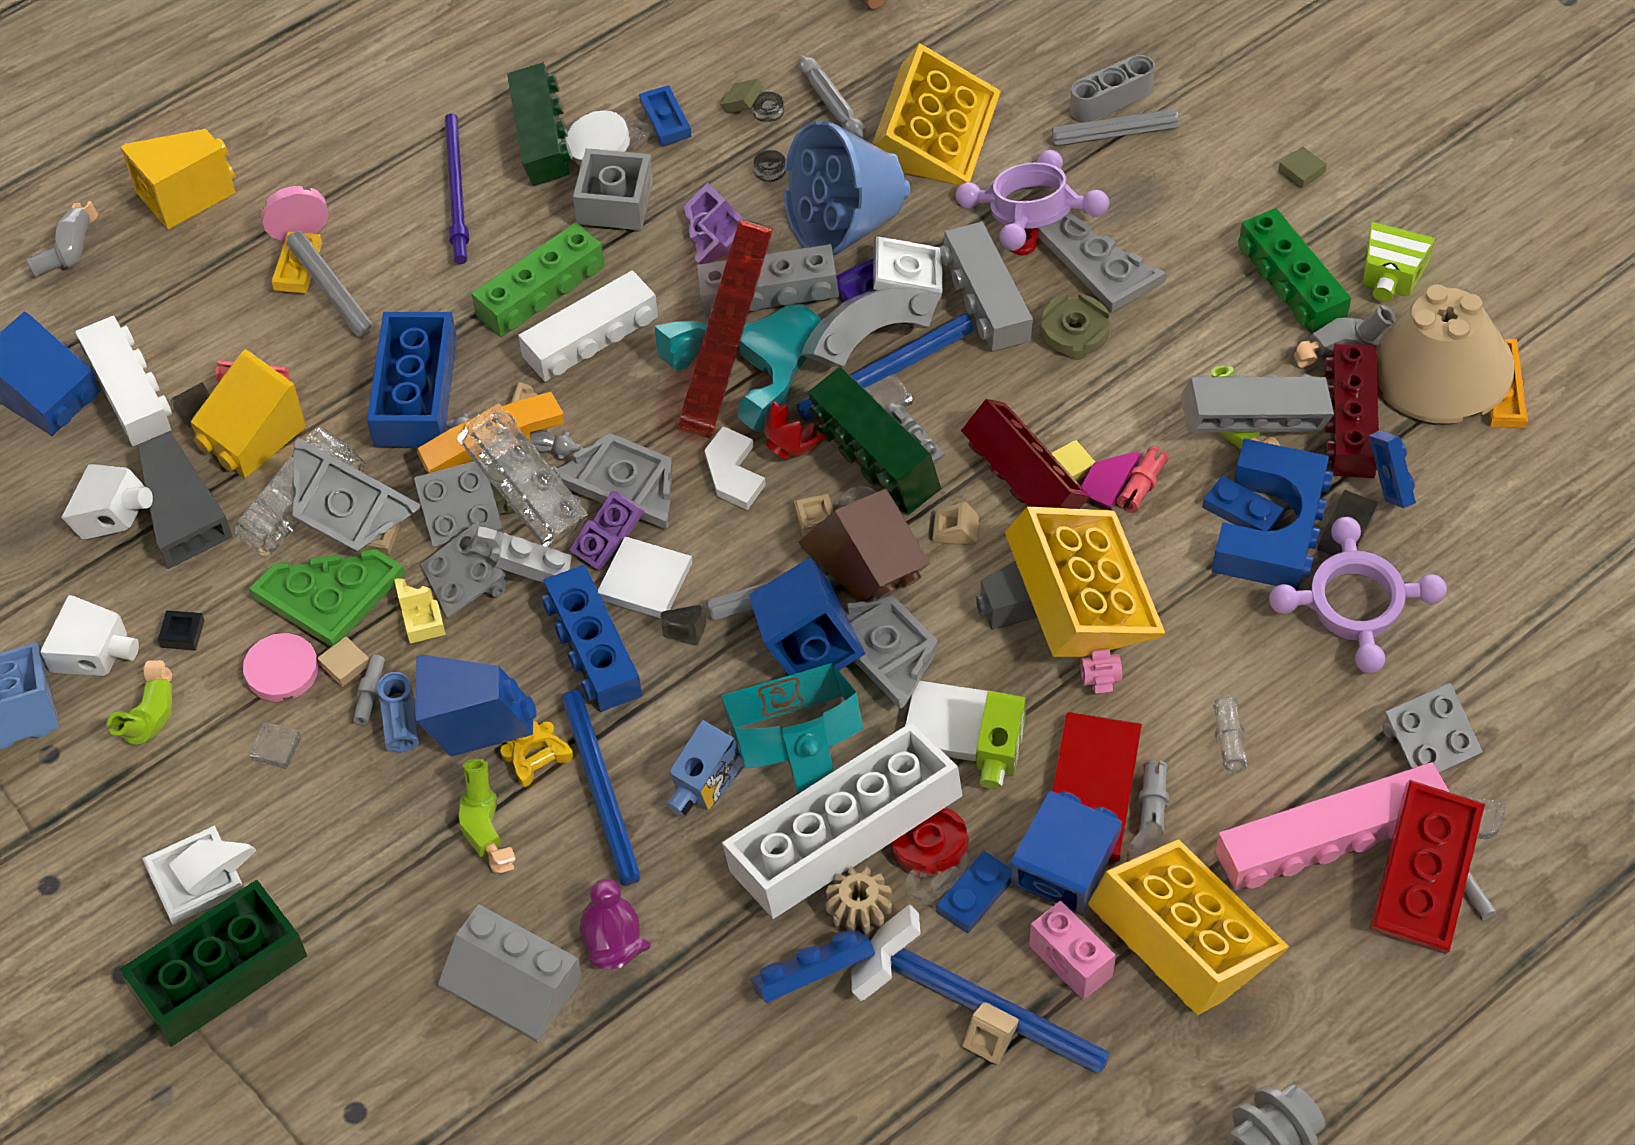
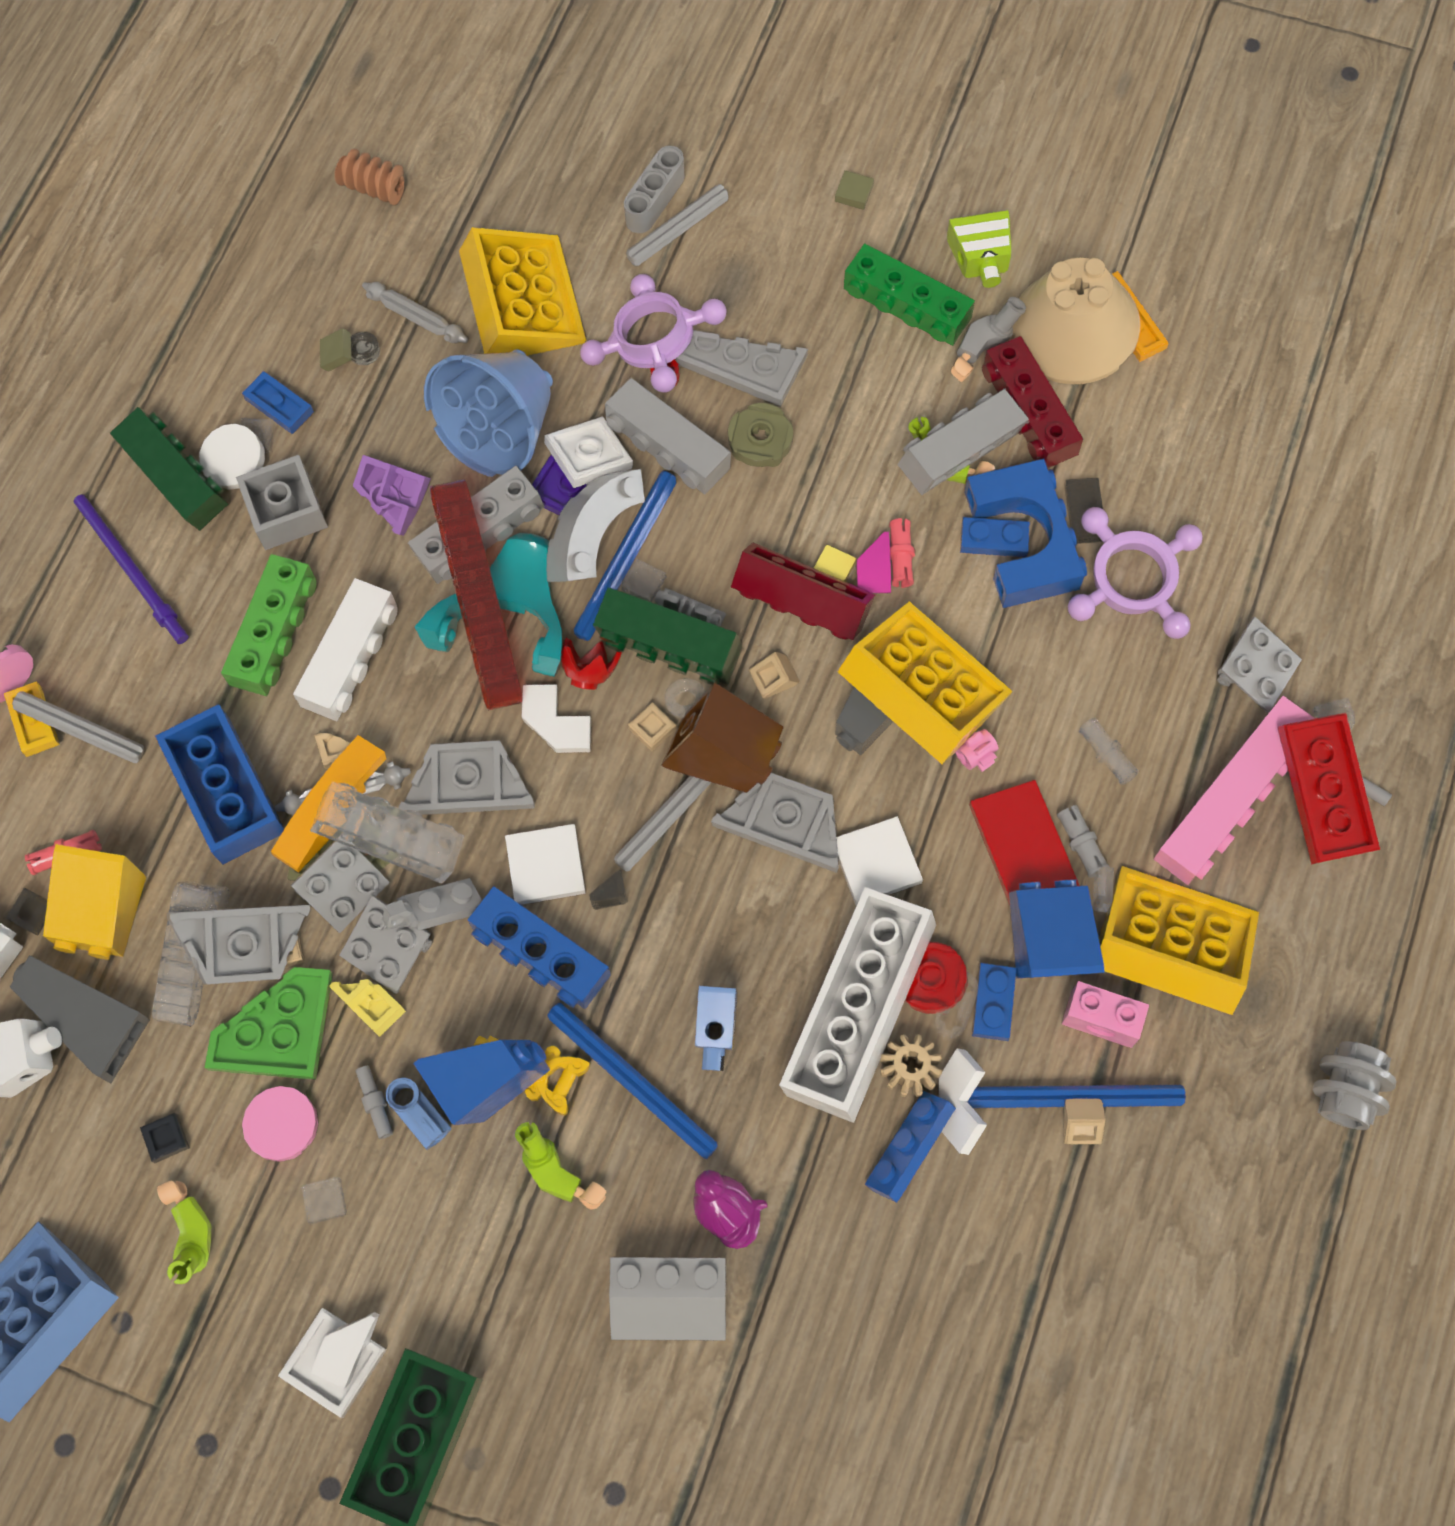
camera: 30 degrees left, 15 degrees up
(86, 640) = (86, 1198): white torso -> none
(344, 661) = (333, 1087): tan tile -> none
(606, 532) = (486, 838): medium lavender slope -> none
(769, 165) = (402, 407): clear smoke tile -> none
(804, 744) = (798, 965): teal piece -> none
(805, 621) = (715, 840): blue slope -> none
(1000, 737) = (938, 844): lime torso -> none
(1392, 468) = (1101, 445): blue plate -> none

